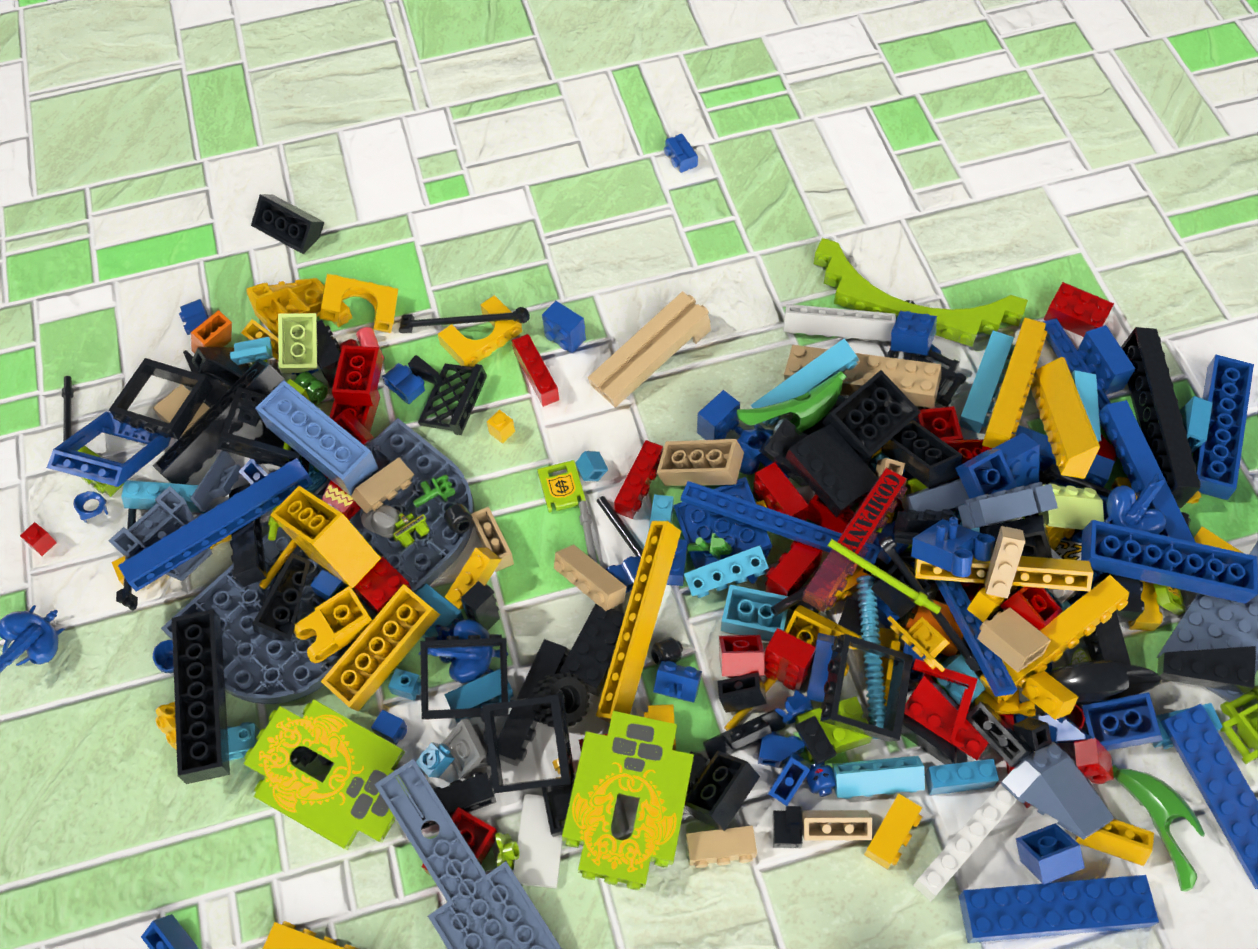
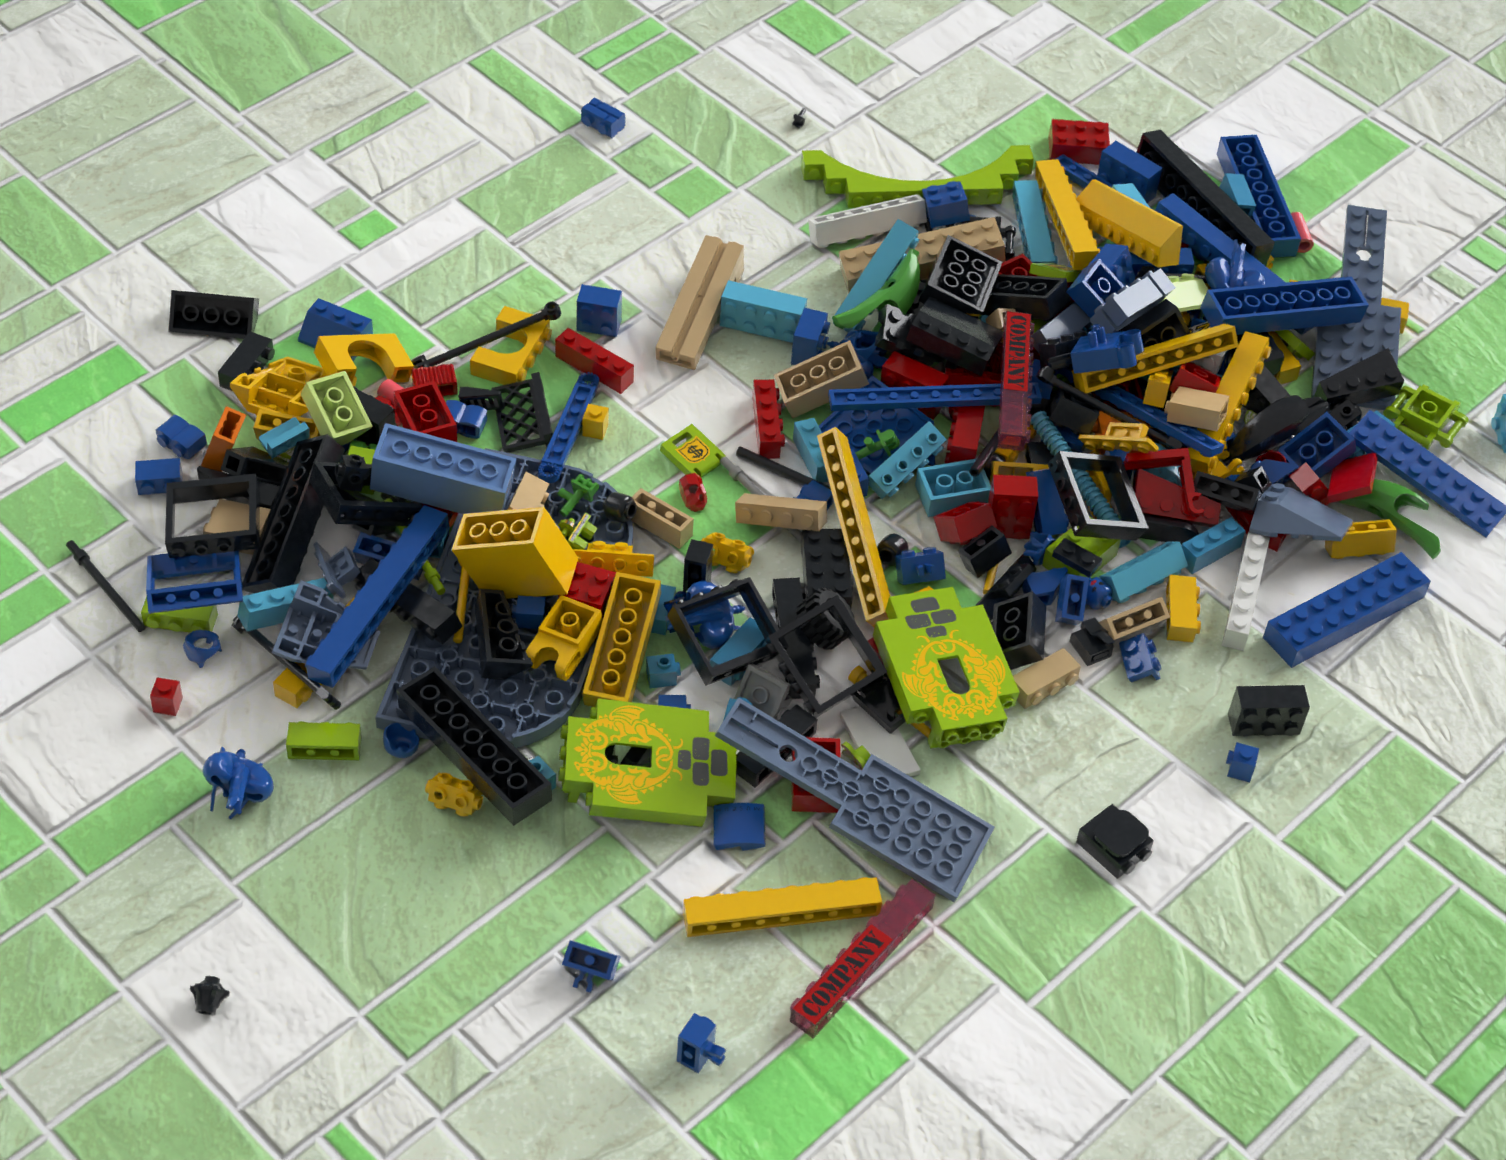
camera: 35 degrees left, 10 degrees down
(118, 629) = (323, 741): none -> lime brick
(159, 346) = (153, 475): none -> blue brick
(286, 269) = (249, 355): none -> black brick
(361, 264) = (330, 320): none -> blue slope
(373, 867) = (739, 826): none -> blue slope
(404, 341) = (443, 375): none -> red brick
(421, 563) = (616, 558): none -> yellow bracket
(473, 425) = (568, 428): none -> blue plate
(477, 568) = (670, 551): yellow brick -> none
(526, 594) = (729, 552): none -> yellow brick
(538, 524) = (693, 492): none -> red rock
(591, 466) = (712, 423): dark azure brick -> none
(692, 374) = (760, 311): none -> medium azure brick
(823, 866) = (1140, 658): none -> blue bracket
(841, 209) = (799, 119): none -> black hand
(919, 598) = (1101, 405): lime bar -> none
(966, 437) = (1054, 270): none -> lime container
(1004, 562) = (1160, 342): tan brick -> none
(1049, 695) = (1249, 446): yellow brick -> none
(1050, 853) = (1318, 568): blue brick -> none
(1140, 771) = (1352, 478): none -> red tile
(1176, 687) = (1346, 414): none -> black brick
(1245, 478) = (1306, 240): none -> coral brick

